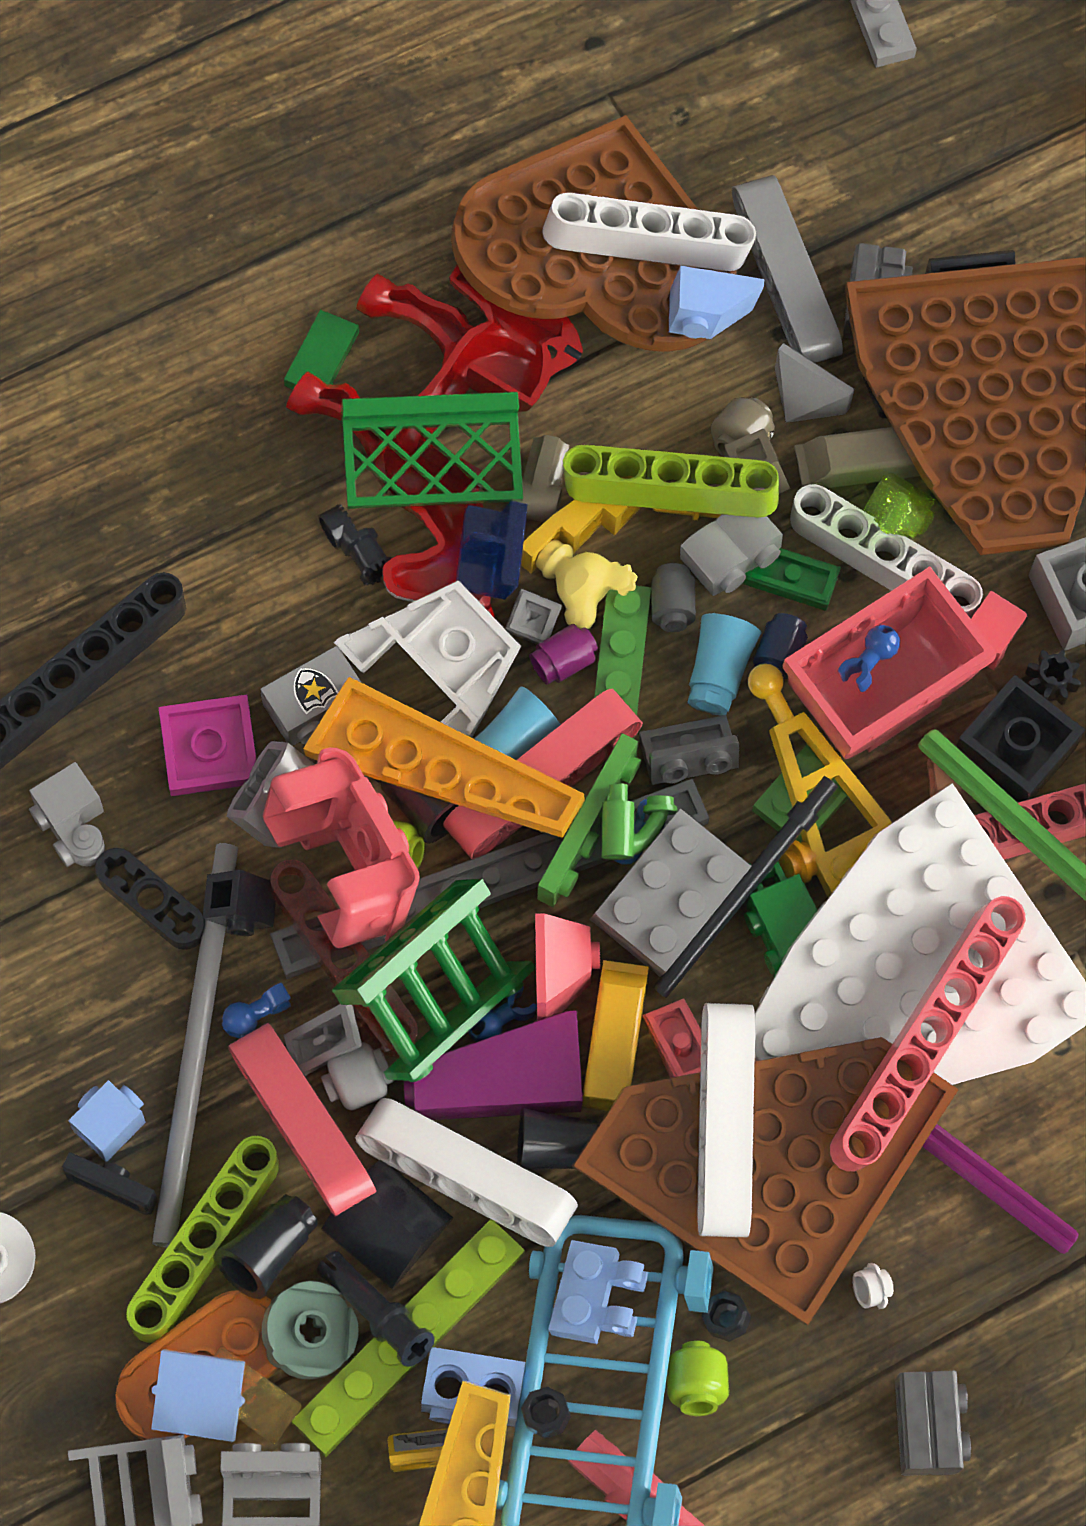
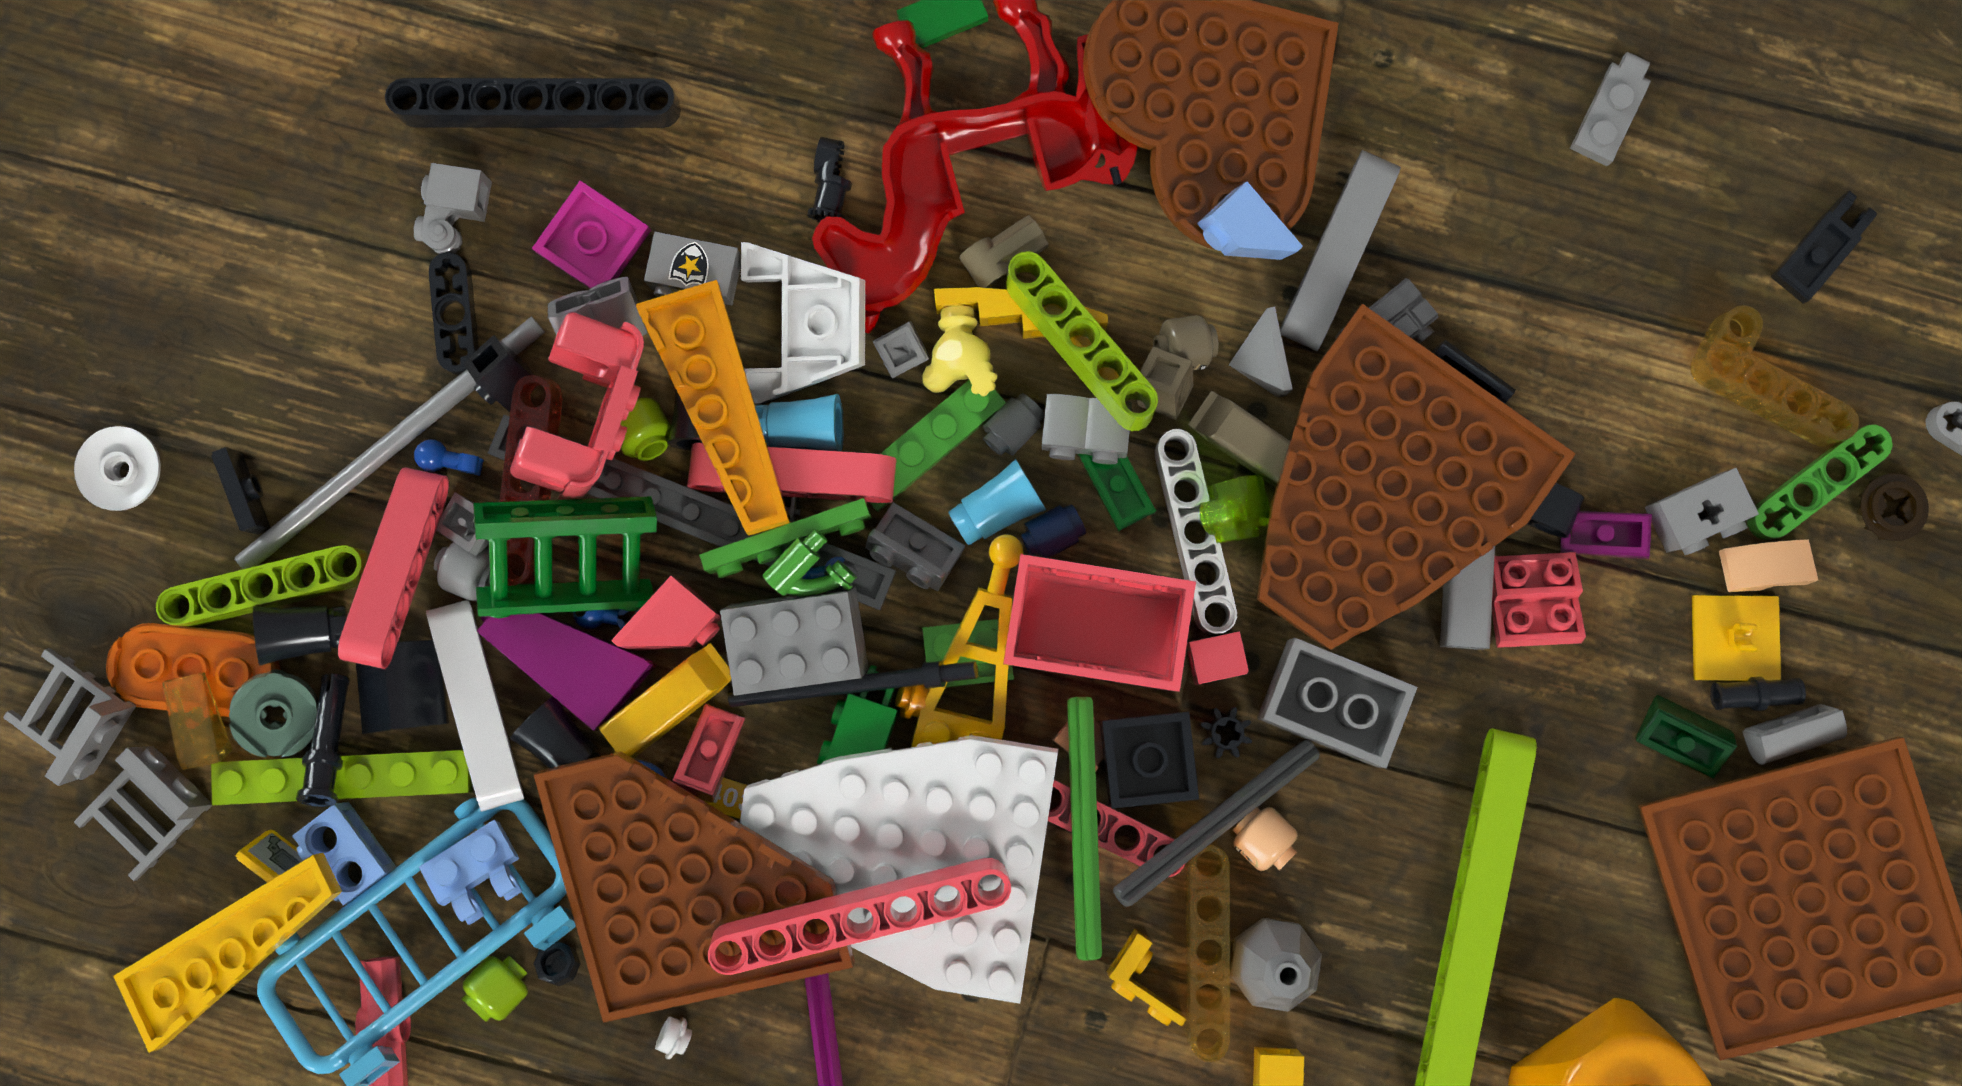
camera: 50 degrees right, 15 degrees up
(107, 1118) = (279, 444): light blue brick -> none
(198, 1395) = (157, 692): light blue piece -> none
(431, 412) = (956, 131): green fence -> none
(492, 549) = (910, 273): clear blue panel -> none
(546, 1412) = (360, 922): black tile -> none
(563, 654) = (895, 396): magenta brick -> none
(648, 232) = (1235, 129): white beam -> none
(726, 1120) = (660, 844): white beam -> none
(880, 644) = (1100, 606): blue arm -> none

